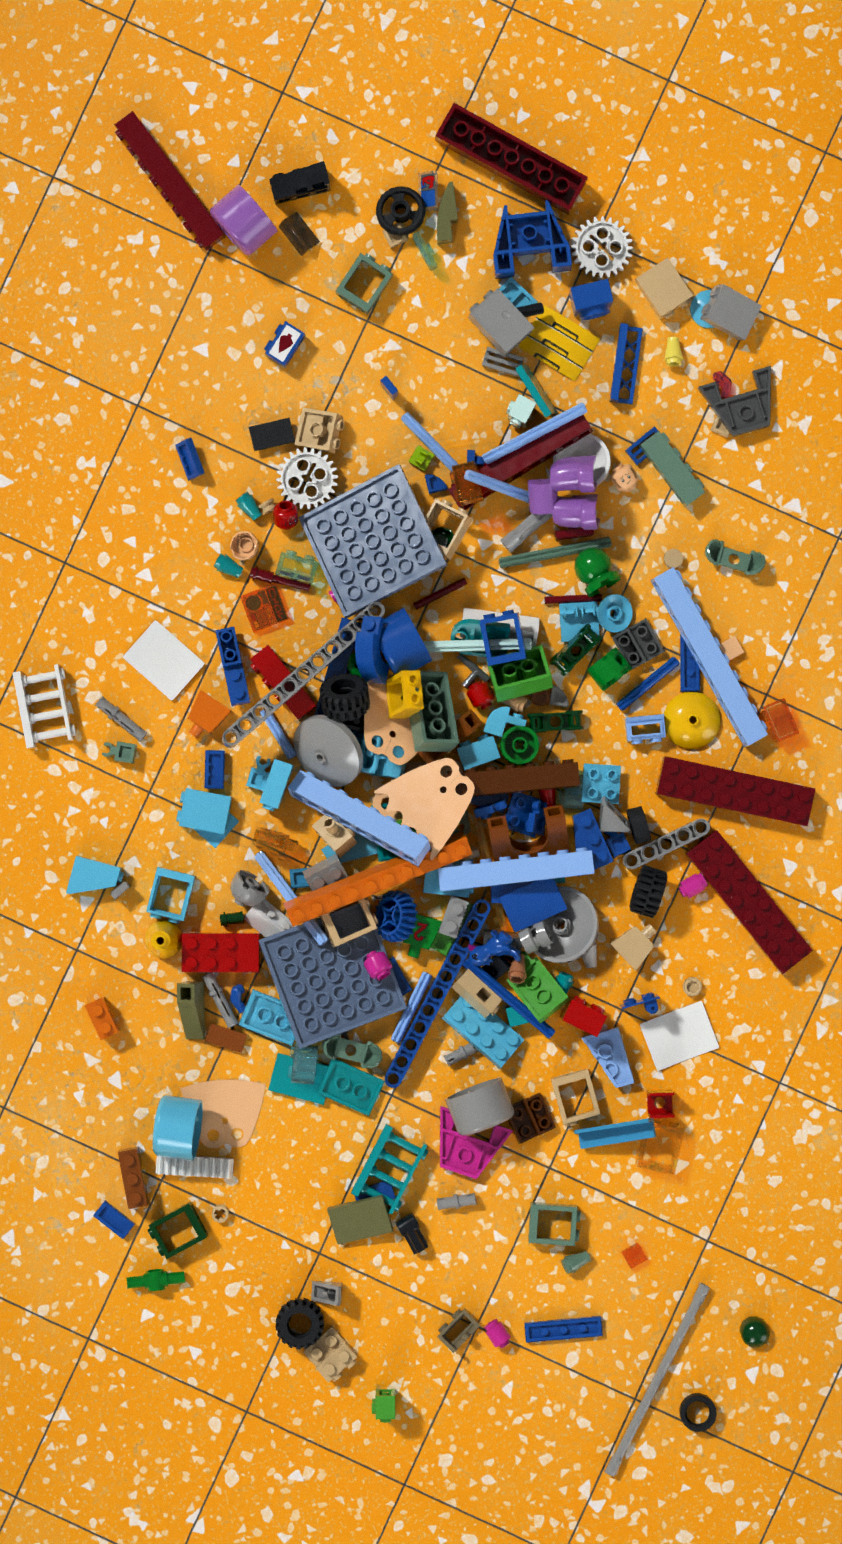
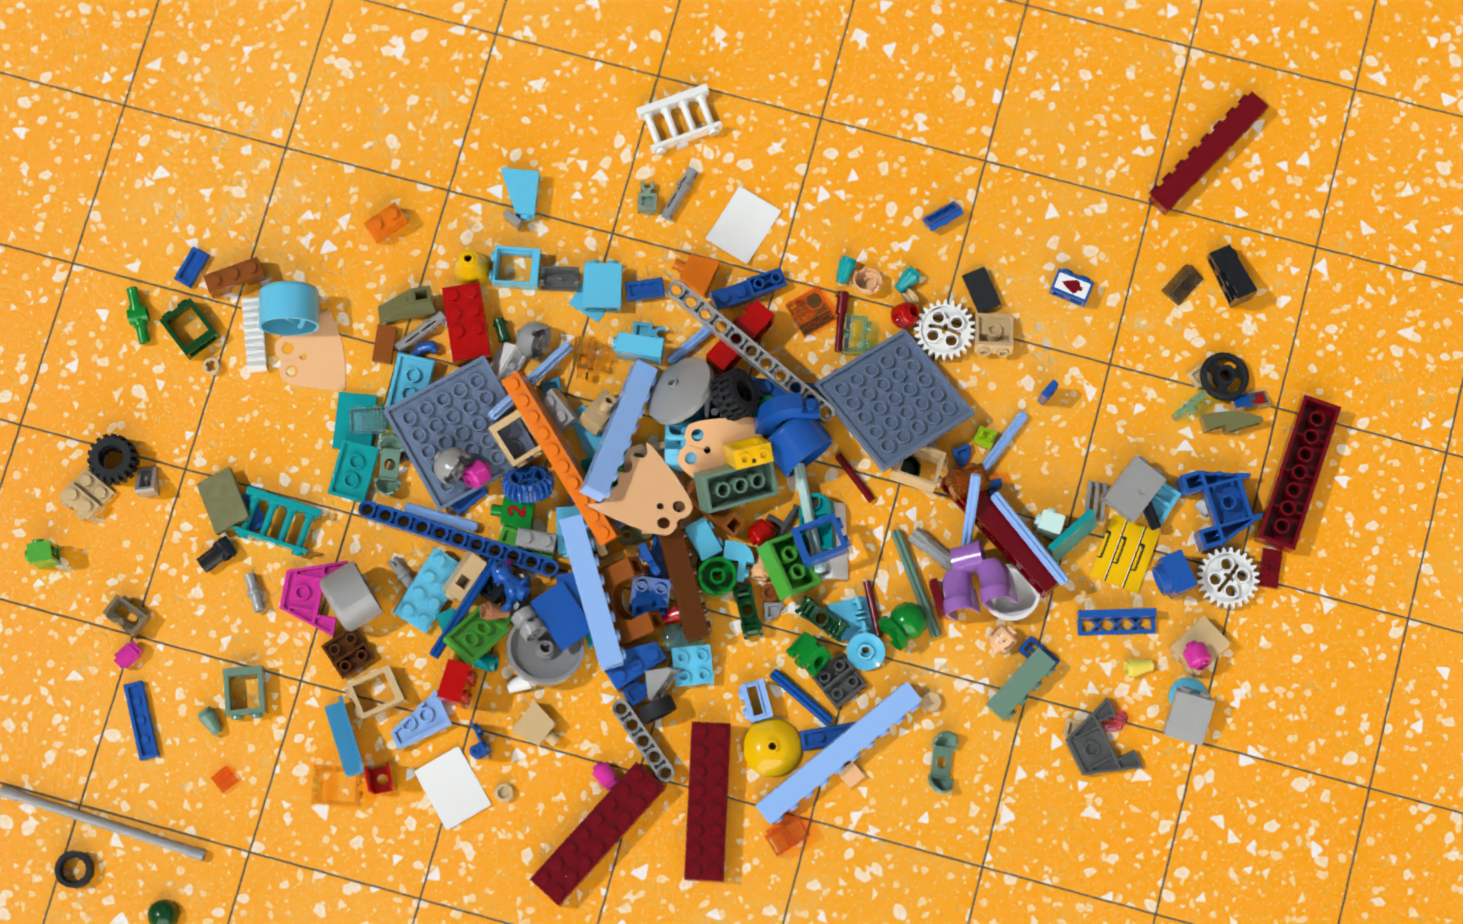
camera: 80 degrees right, 10 degrees down
(189, 852) = (560, 278): none -> dark grey hinge
(242, 220) = (1183, 224): medium lavender piece -> none
(353, 299) = (1142, 369): sand green window -> none
(365, 990) = (450, 464): none -> light grey cylinder
(598, 204) = (1269, 568): none -> dark red plate
(648, 891) = (592, 729): black tyre -> none
(675, 292) = (1197, 655): none -> dark pink head

